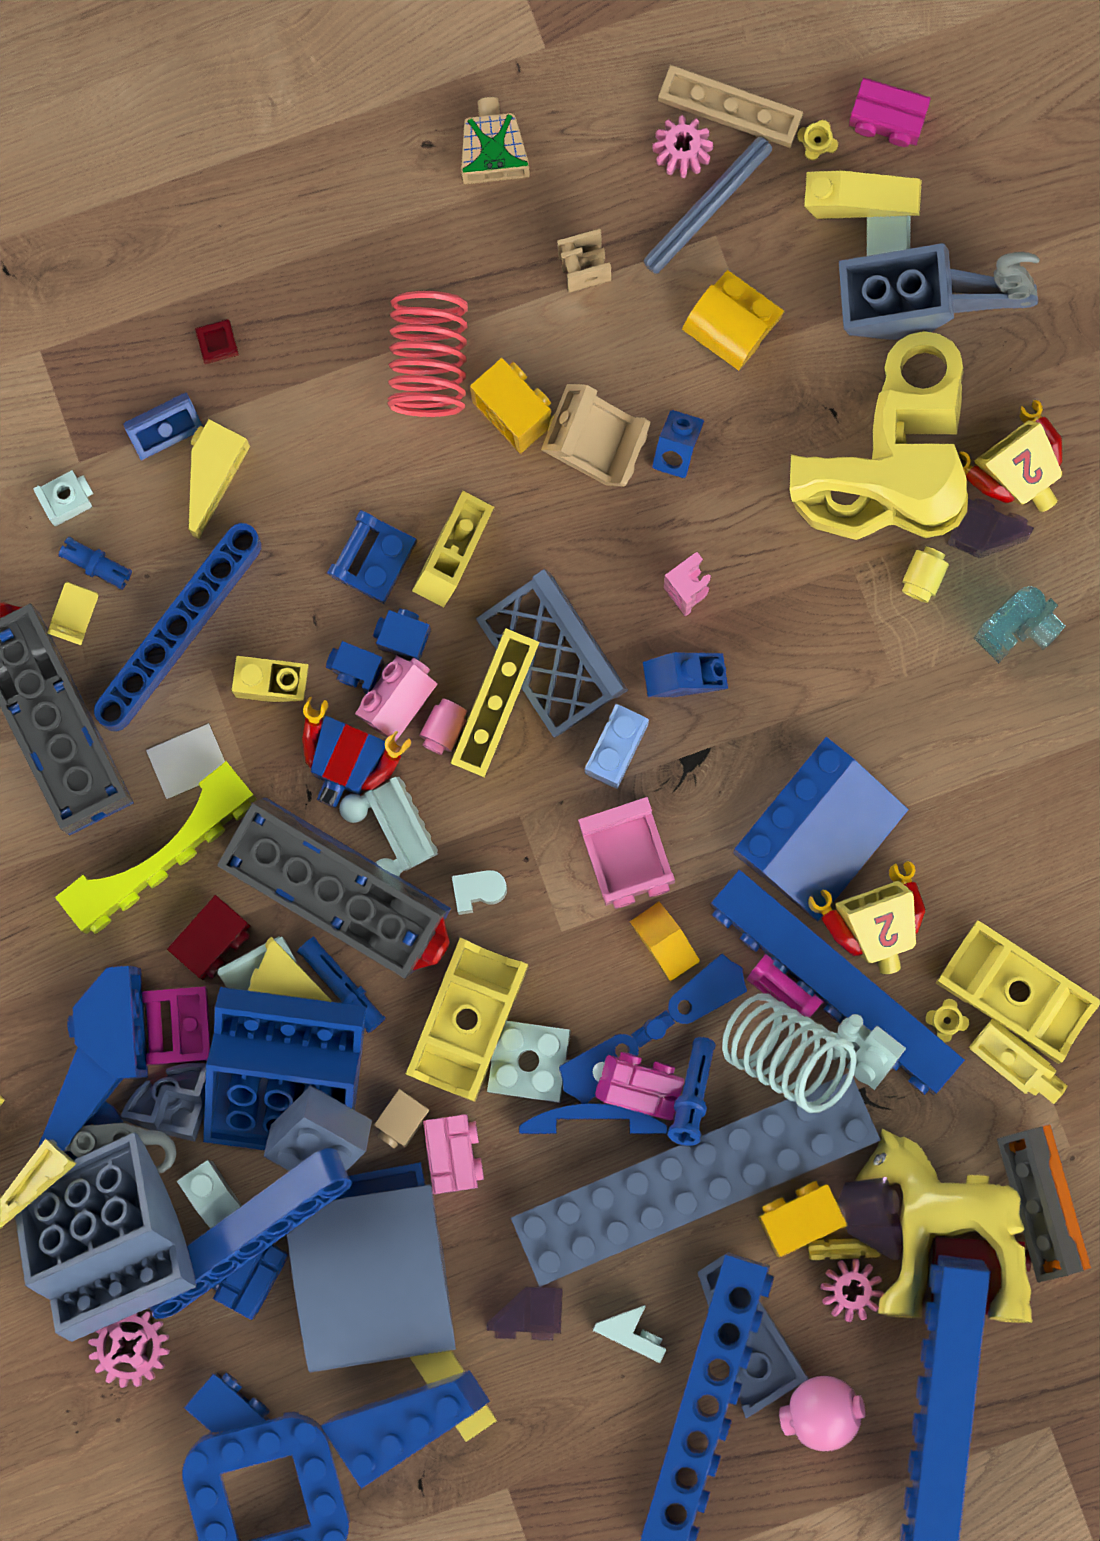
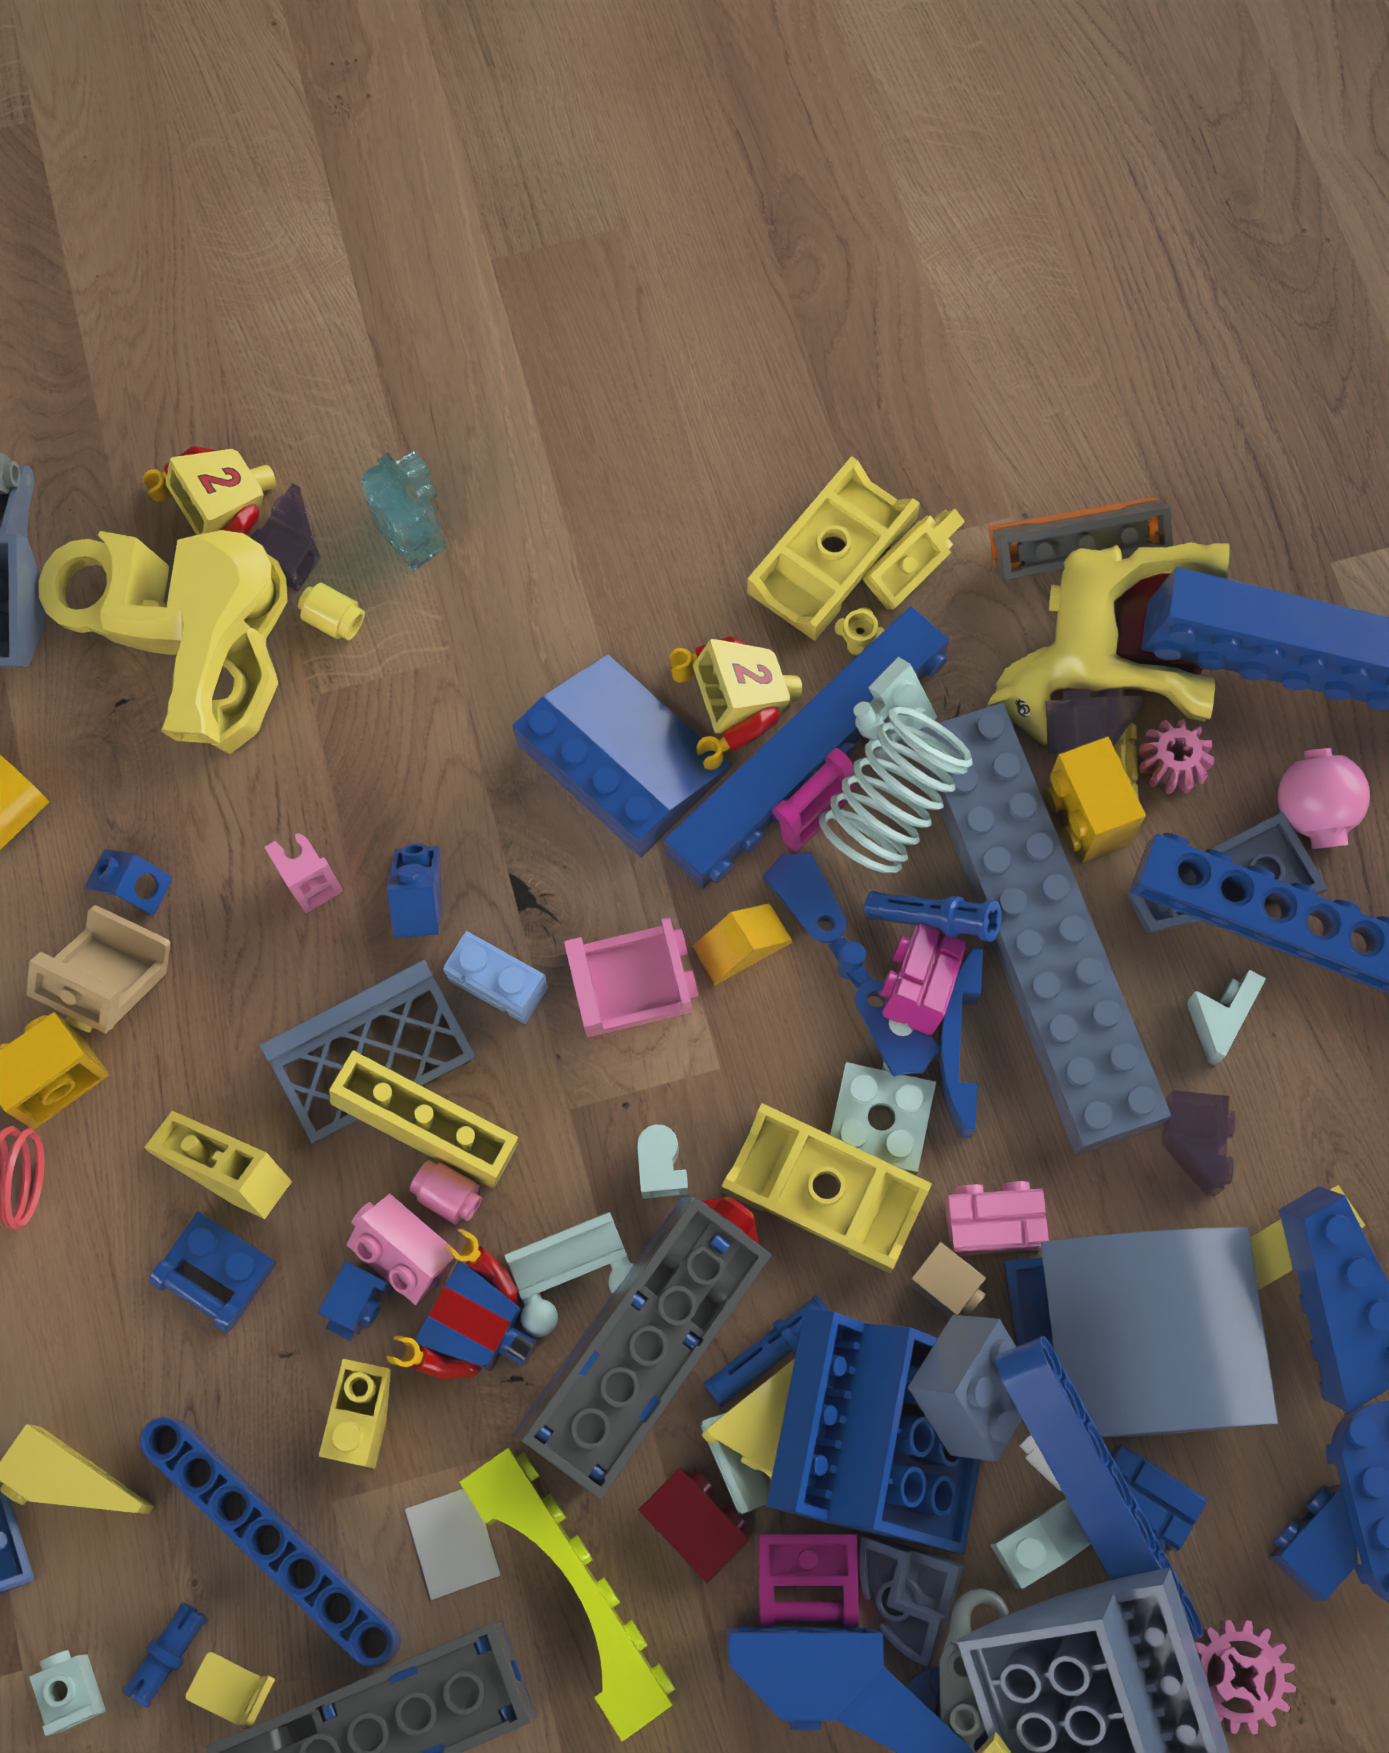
camera: 90 degrees left, 10 degrees down
(402, 634) = (319, 1236): blue brick -> none

